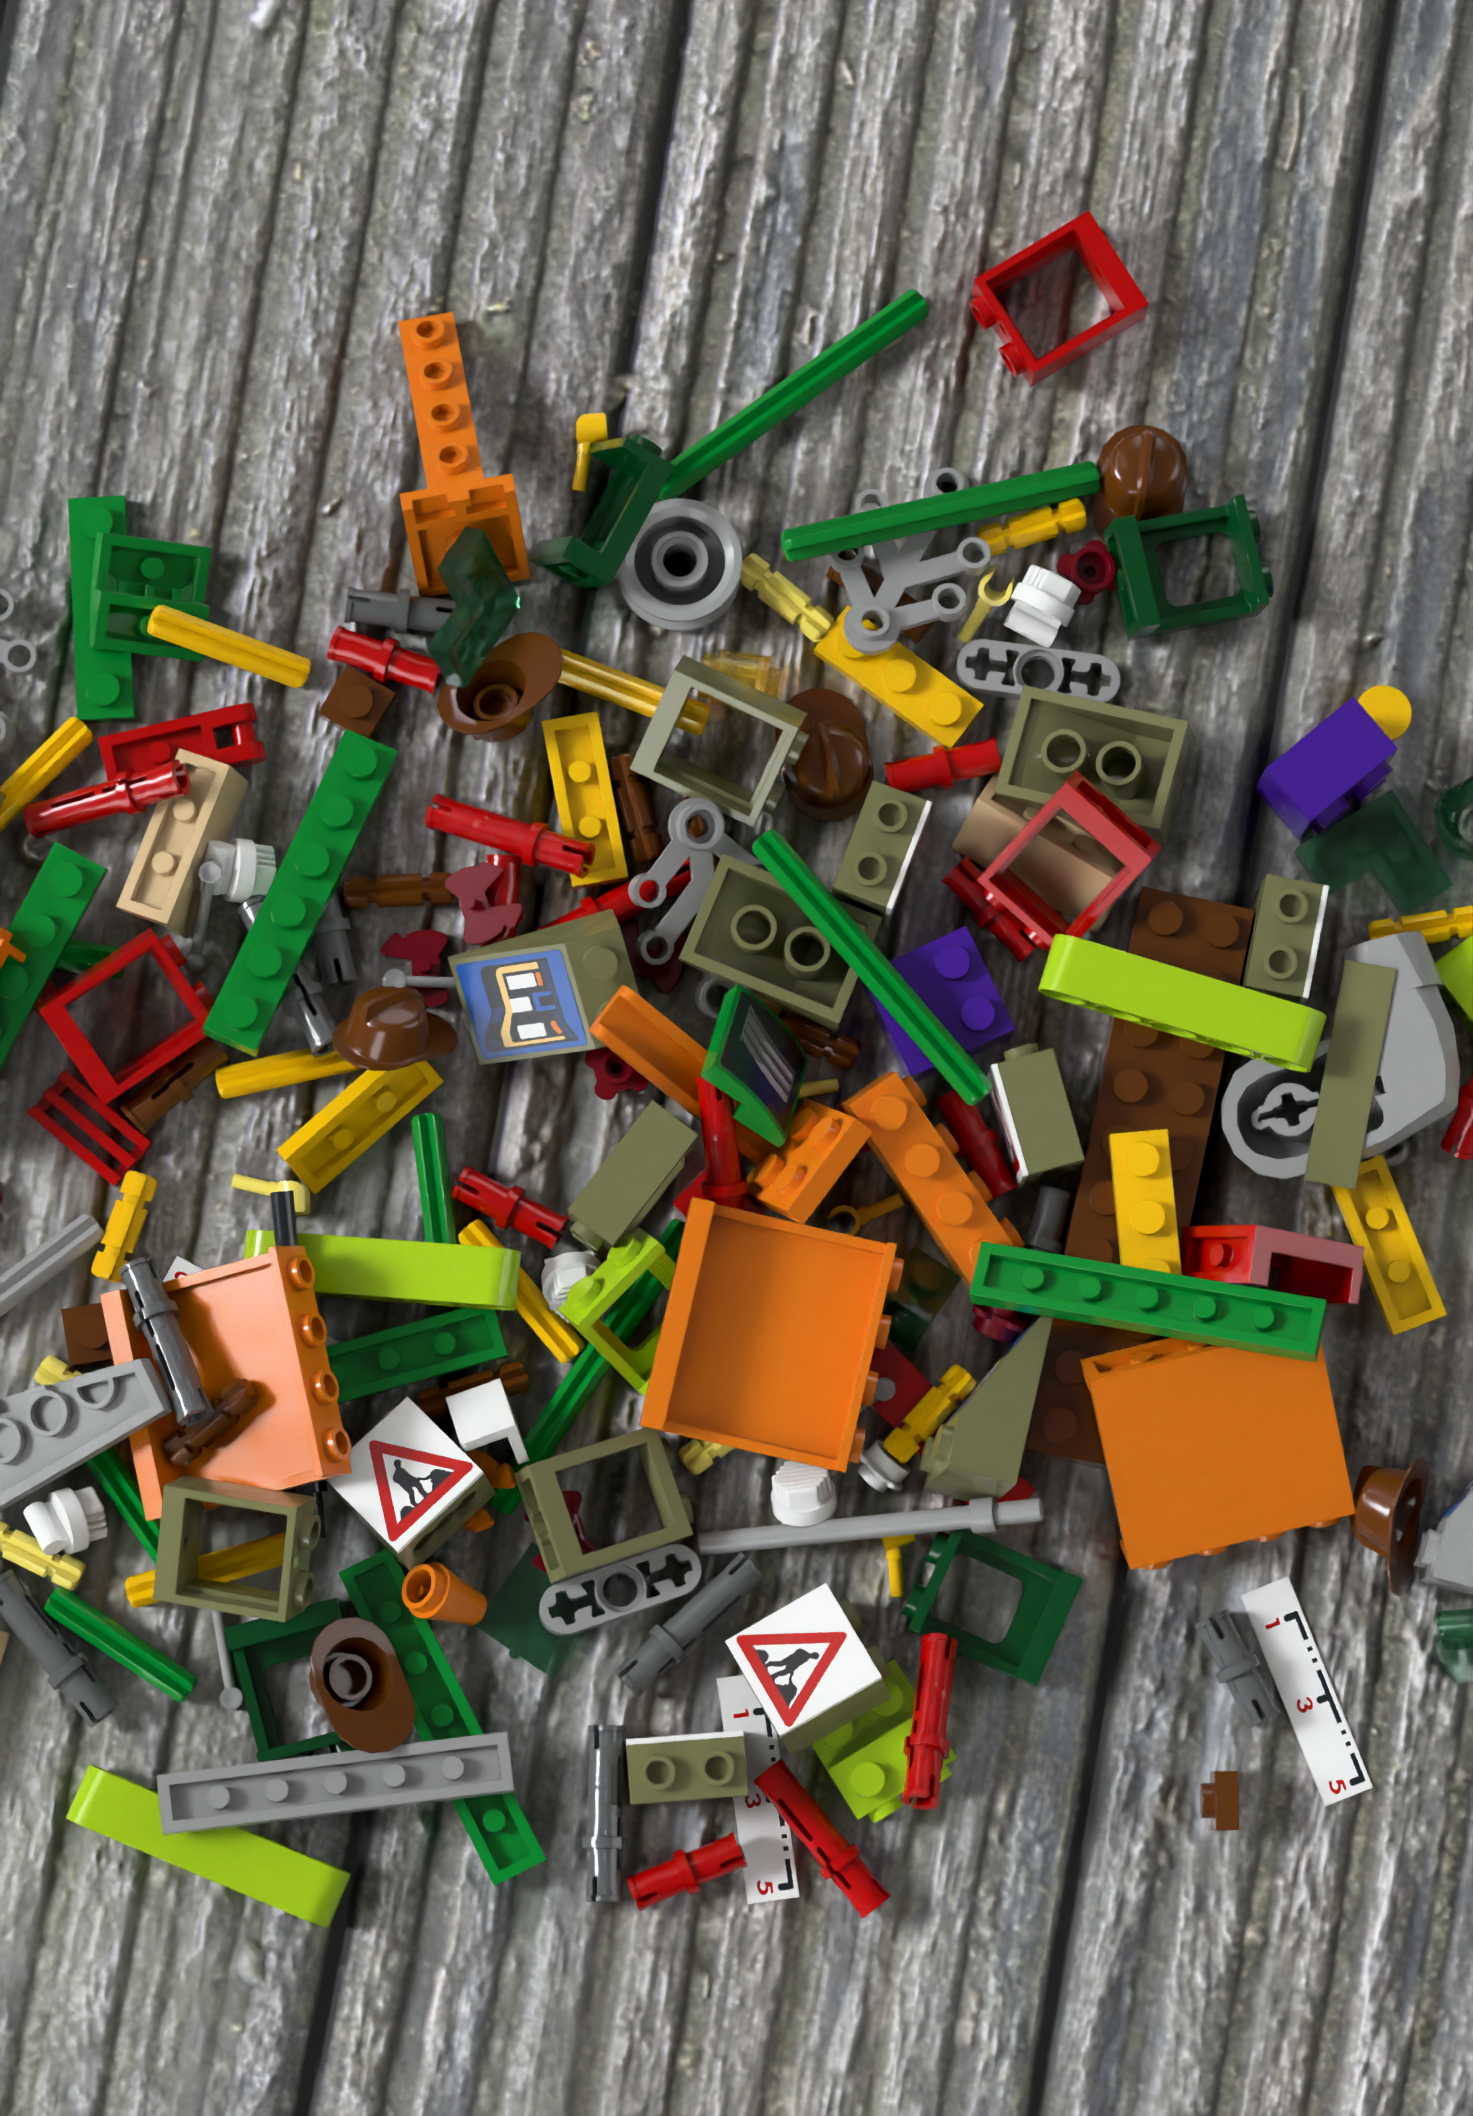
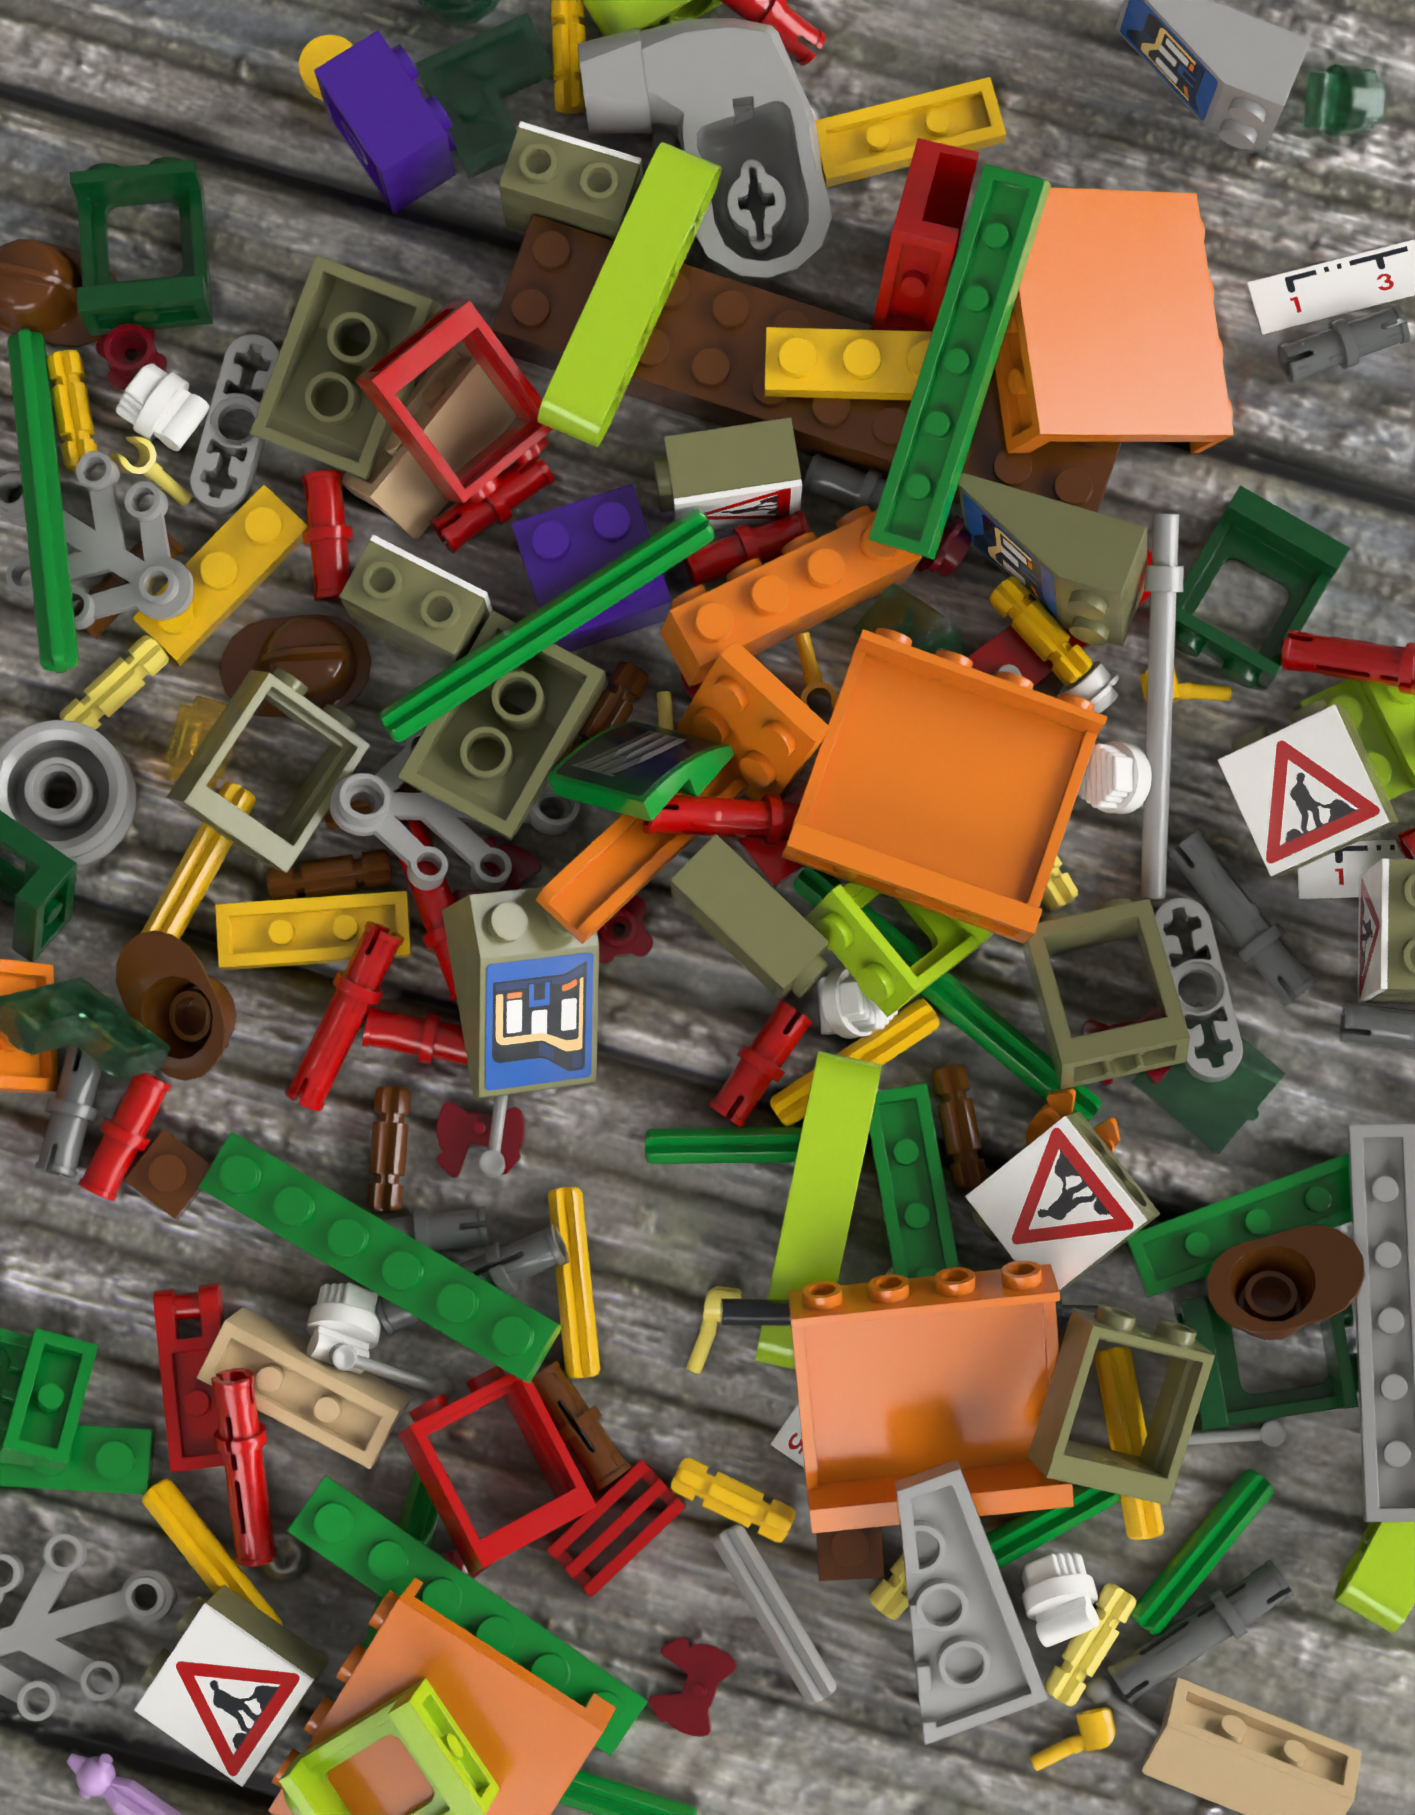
camera: 80 degrees left, 0 degrees up
(158, 1321) = (850, 1468): dark grey pin -> none
(228, 646) = (85, 1310): yellow axle -> none
(235, 1398) = (970, 1420): reddish brown axle -> none
(355, 1121) = (639, 1219): yellow plate -> none
(392, 1030) = (553, 1169): reddish brown piece -> none
(440, 1595) = (1187, 1185): orange cone -> none
(483, 922) = (438, 1056): dark red piece -> none
(484, 1417) = (998, 1112): white panel -> none
(1350, 1074) = (727, 130): olive sticker -> none
(1389, 1514) = (1195, 166): reddish brown piece -> none

